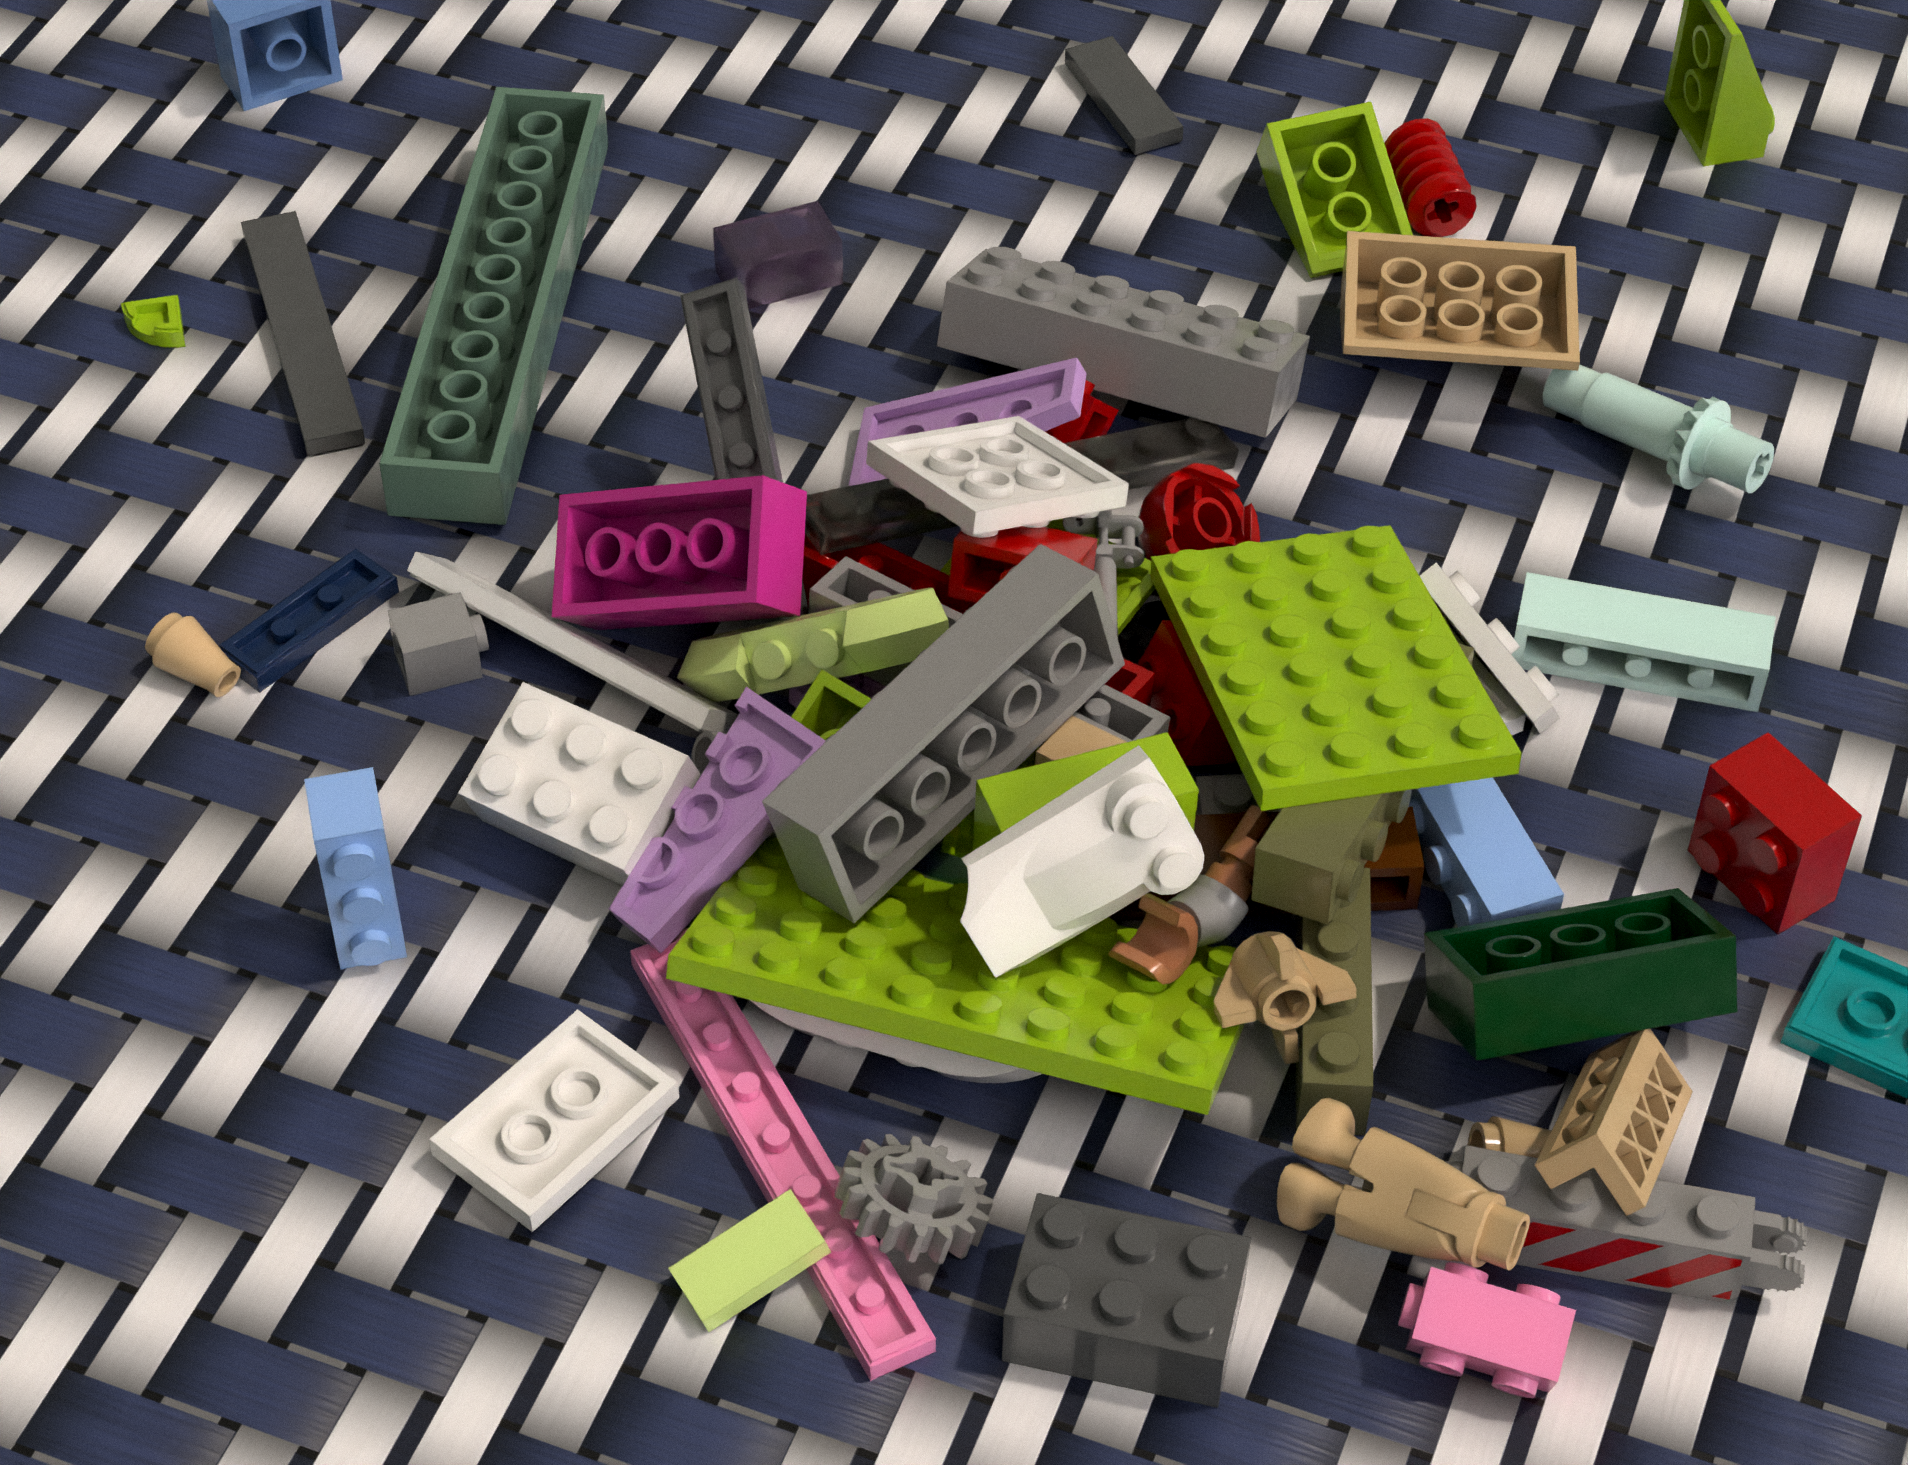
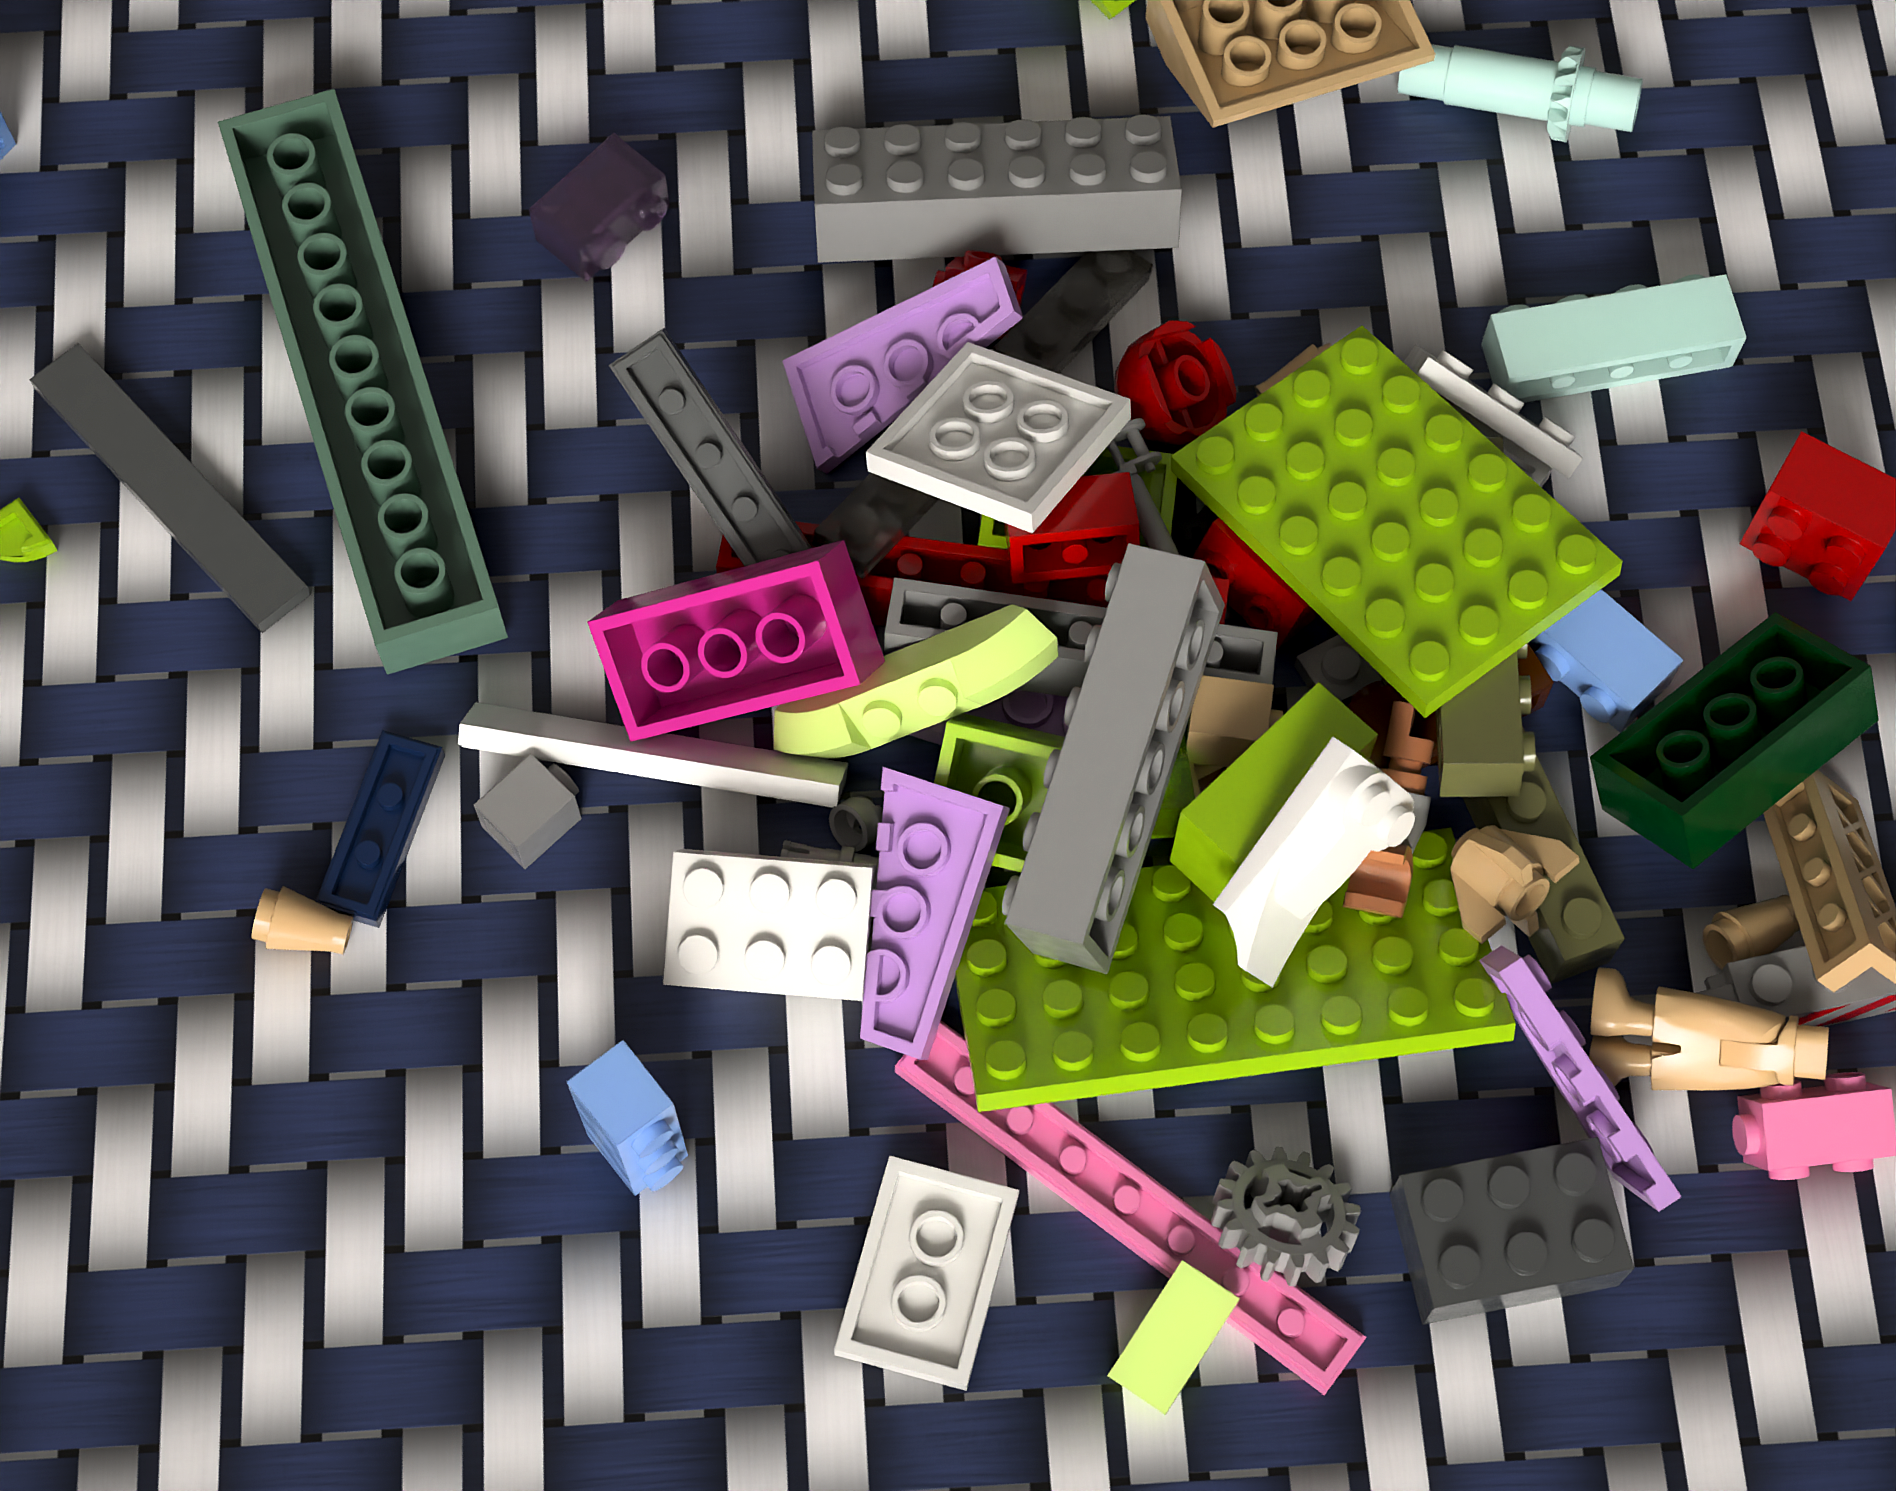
camera: 25 degrees left, 20 degrees up
(1263, 1196) = (1579, 1081): none -> lavender wing

